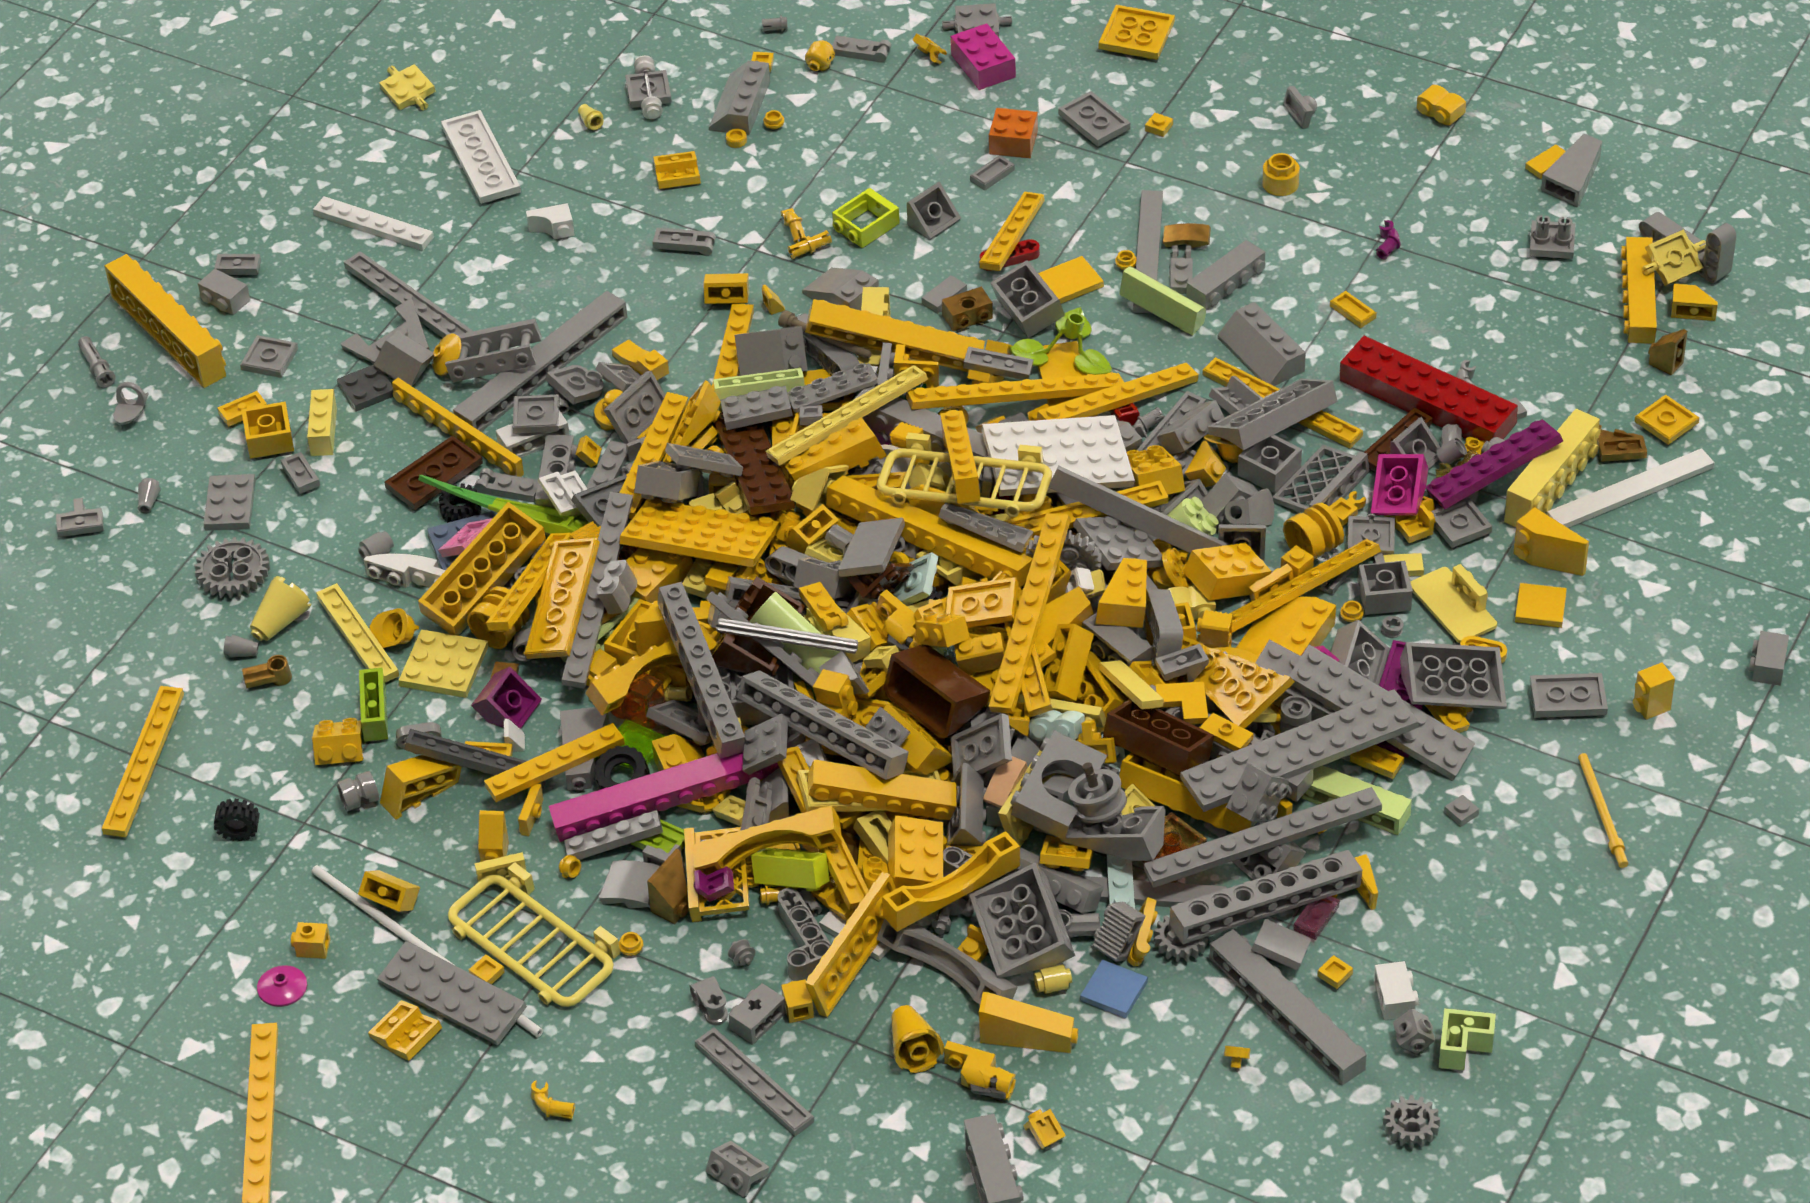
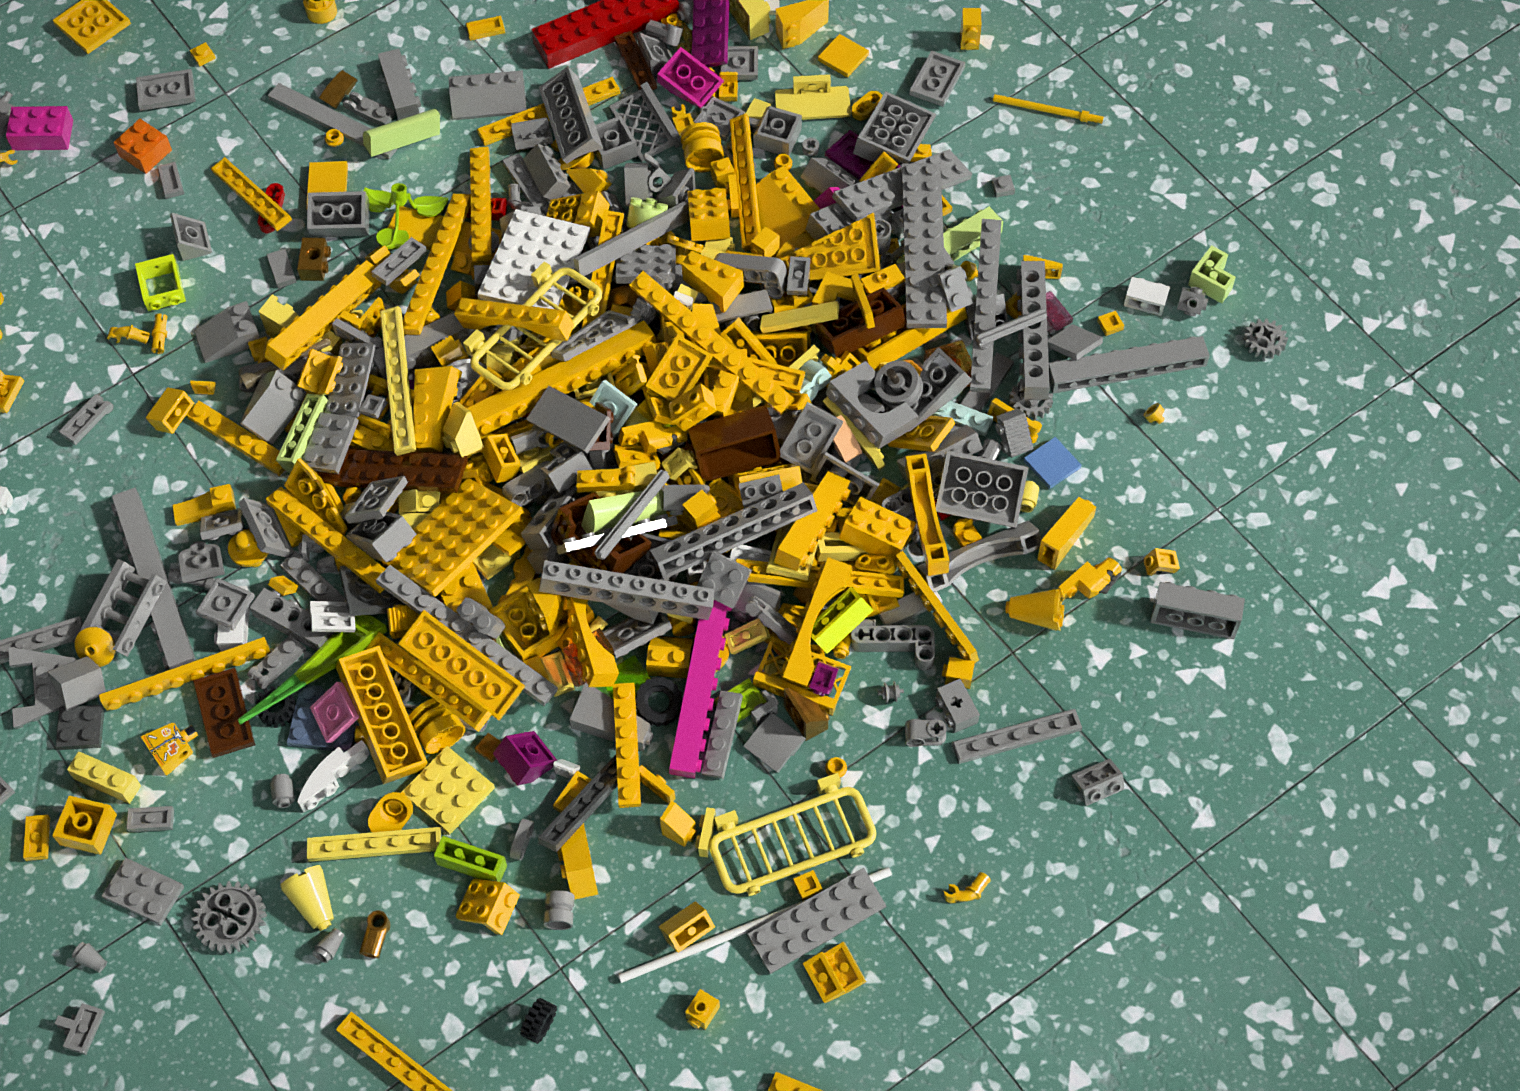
camera: 65 degrees left, 15 degrees up
(283, 993) = (733, 1064): dark pink dish -> none
(377, 451) = (170, 745): none -> yellow torso
(570, 866) = (731, 780): yellow plate -> none
(823, 359) = (319, 372): none -> yellow bracket
(959, 577) = (630, 376): none -> yellow plate
(1171, 715) = (862, 301): none -> yellow tile
(1240, 864) = (1011, 327): none -> light grey axle
(1393, 681) = (882, 165): none -> yellow tile

